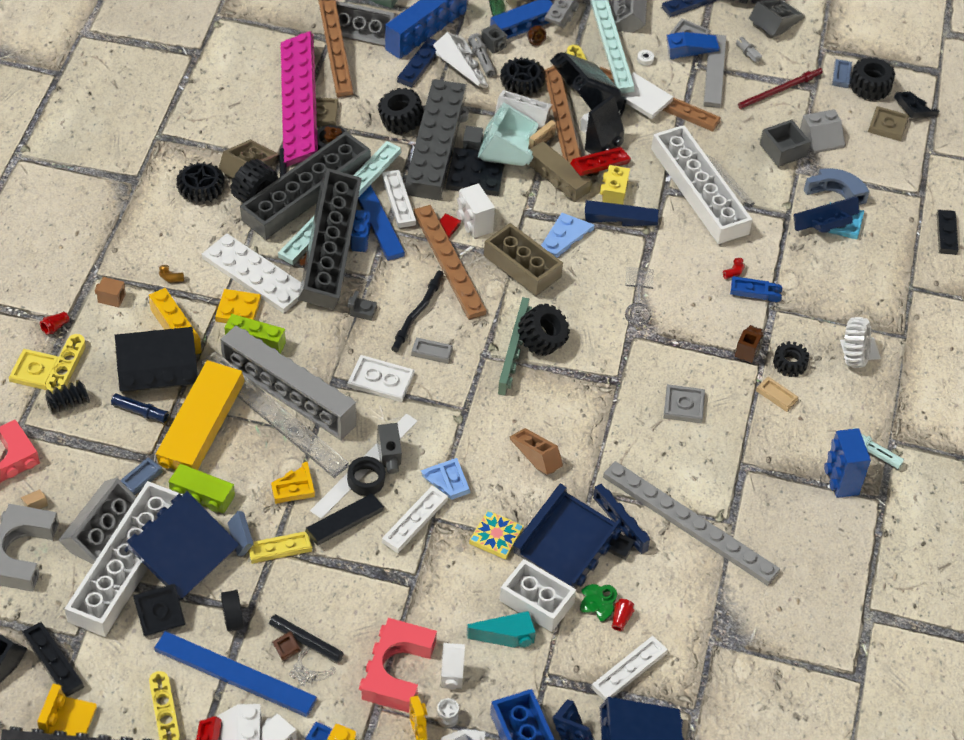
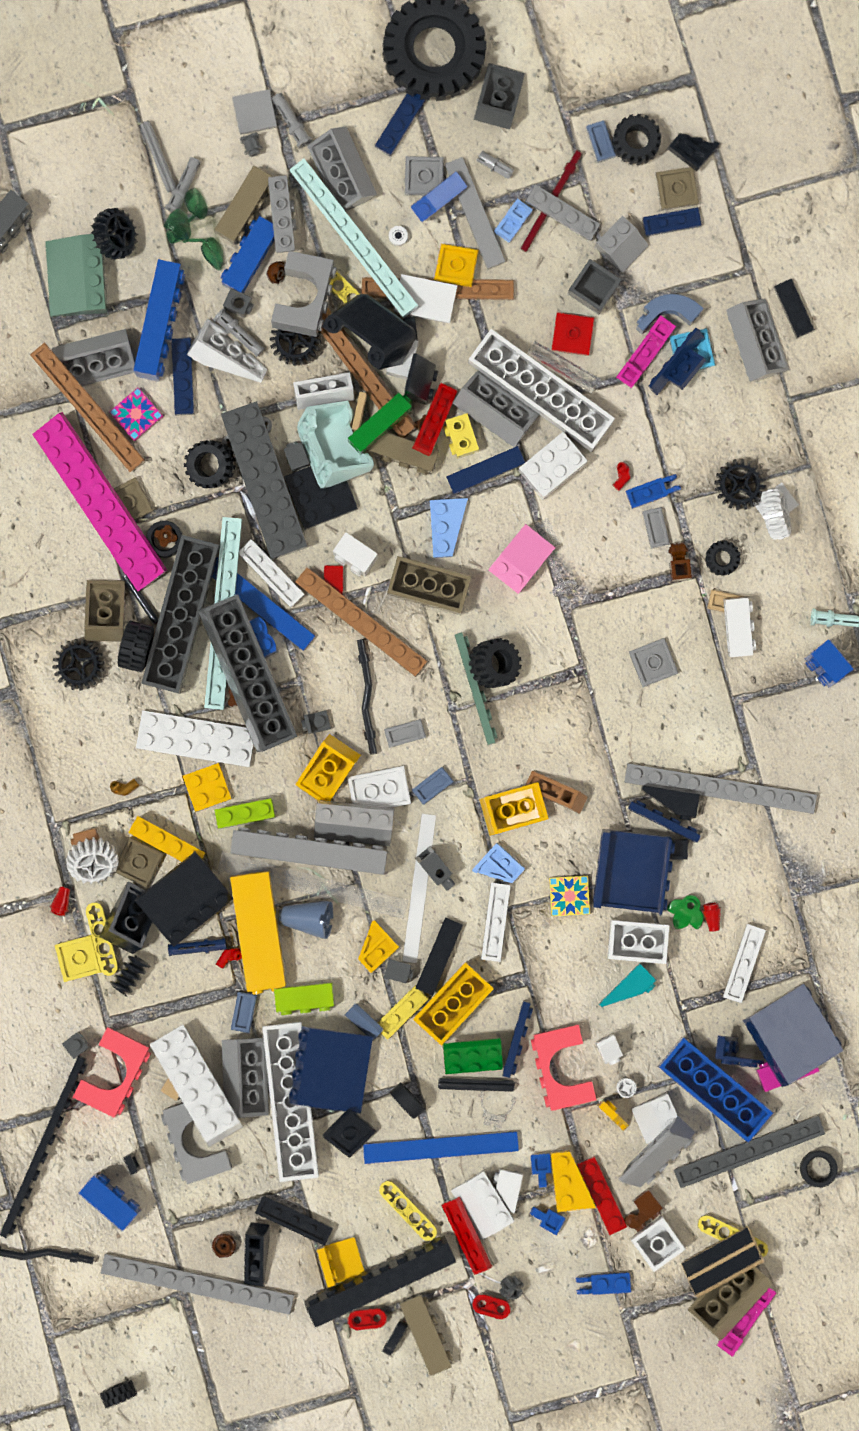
camera: 30 degrees left, 35 degrees up
(52, 496) = (196, 1085): none -> white brick
(93, 358) = (127, 922): none -> black slope
(94, 312) = (92, 860): none -> white gear
(138, 322) = (138, 862): none -> dark tan tile
(158, 428) = (229, 955): none -> red arm
(253, 431) = (309, 918): none -> sand blue cone
(286, 646) = (466, 1101): reddish brown tile -> none
(299, 510) = (398, 971): none -> dark grey brick
(319, 607) = (472, 1056): none -> green plate
(331, 557) = (453, 1003): none -> yellow brick
(348, 339) = (328, 769): none -> yellow slope
(348, 380) = (353, 823): none -> light grey slope
(366, 463) = (430, 889): black tyre -> none
(367, 66) = (136, 414): none -> tile
(369, 618) = (515, 1047): none -> dark blue plate
(429, 397) = (432, 785): none -> sand blue tile
(489, 440) = (513, 809): none -> yellow slope
(537, 56) = (306, 319): none -> light grey arch
(555, 138) = (380, 423): none -> green brick
(612, 278) = (522, 558): none -> bright pink slope
(643, 508) = (677, 802): none -> black slope
(654, 181) = (495, 408): none -> light grey slope
(679, 234) = (552, 465): none -> white brick
(681, 89) = (456, 265): none -> yellow tile
(743, 315) = (655, 528): none -> light grey tile
(746, 85) = (513, 220): none -> light blue slope
(748, 168) = (572, 334): none -> red plate
(778, 408) = (739, 626): none -> white brick
(784, 94) = (562, 212): none -> light grey plate
(821, 196) = (646, 352): none -> dark pink slope
(837, 312) = (733, 478): none -> black gear
(872, 140) = (671, 222): none -> dark blue tile
(904, 234) = (757, 339): none -> light grey slope

